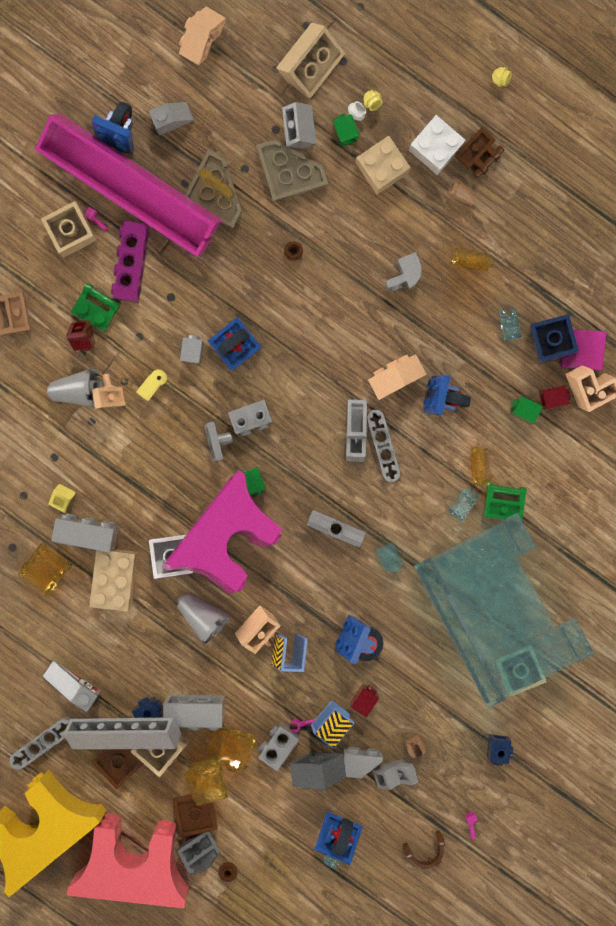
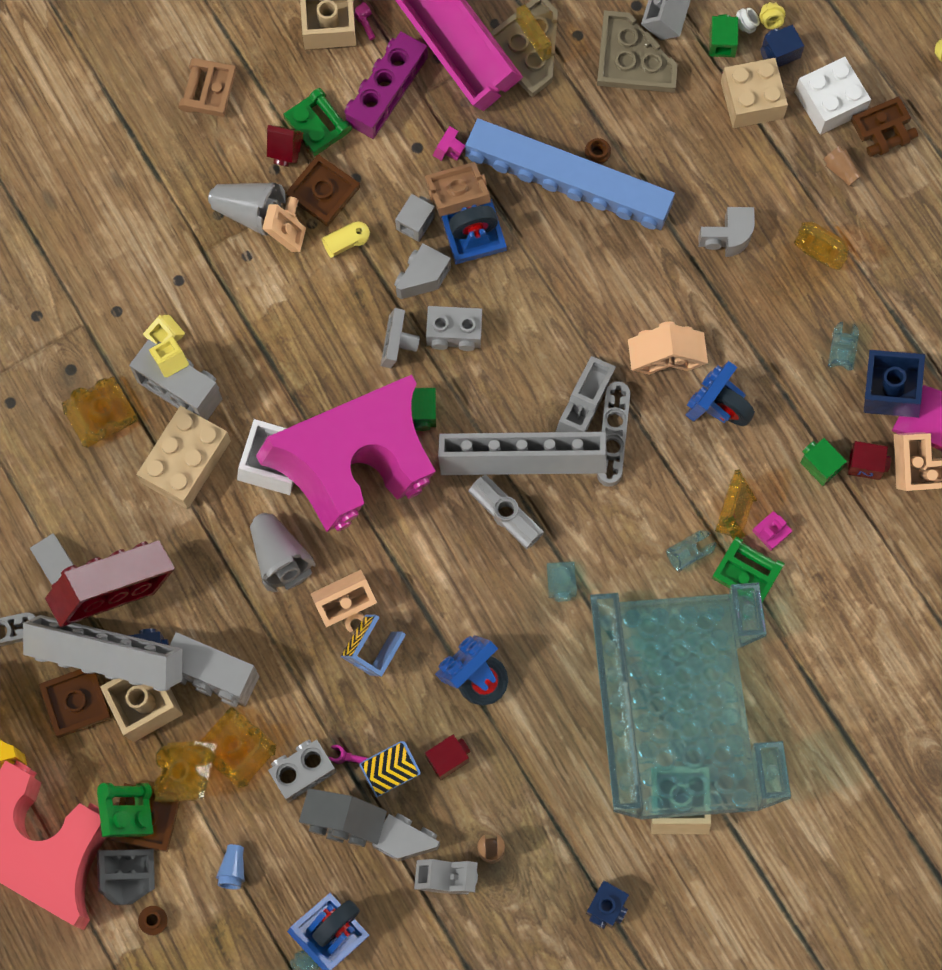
camera: 25 degrees right, 15 degrees down
(74, 526) = (169, 357): none -> light yellow slope
(104, 691) = (109, 582): none -> brick
(121, 356) = (323, 190): none -> reddish brown plate
(186, 827) = (125, 819): none -> green plate
(192, 289) = (449, 145): none -> dark pink tile
(211, 319) = (457, 188): none -> medium nougat plate
(214, 388) = (424, 274): none -> light grey slope
(261, 822) = (232, 868): none -> medium blue cone
(281, 277) = (569, 174): none -> medium blue brick
(331, 488) = (522, 453): none -> light grey brick
(388, 122) = (783, 45): none -> dark blue brick
(509, 468) = (772, 530): none -> dark pink tile

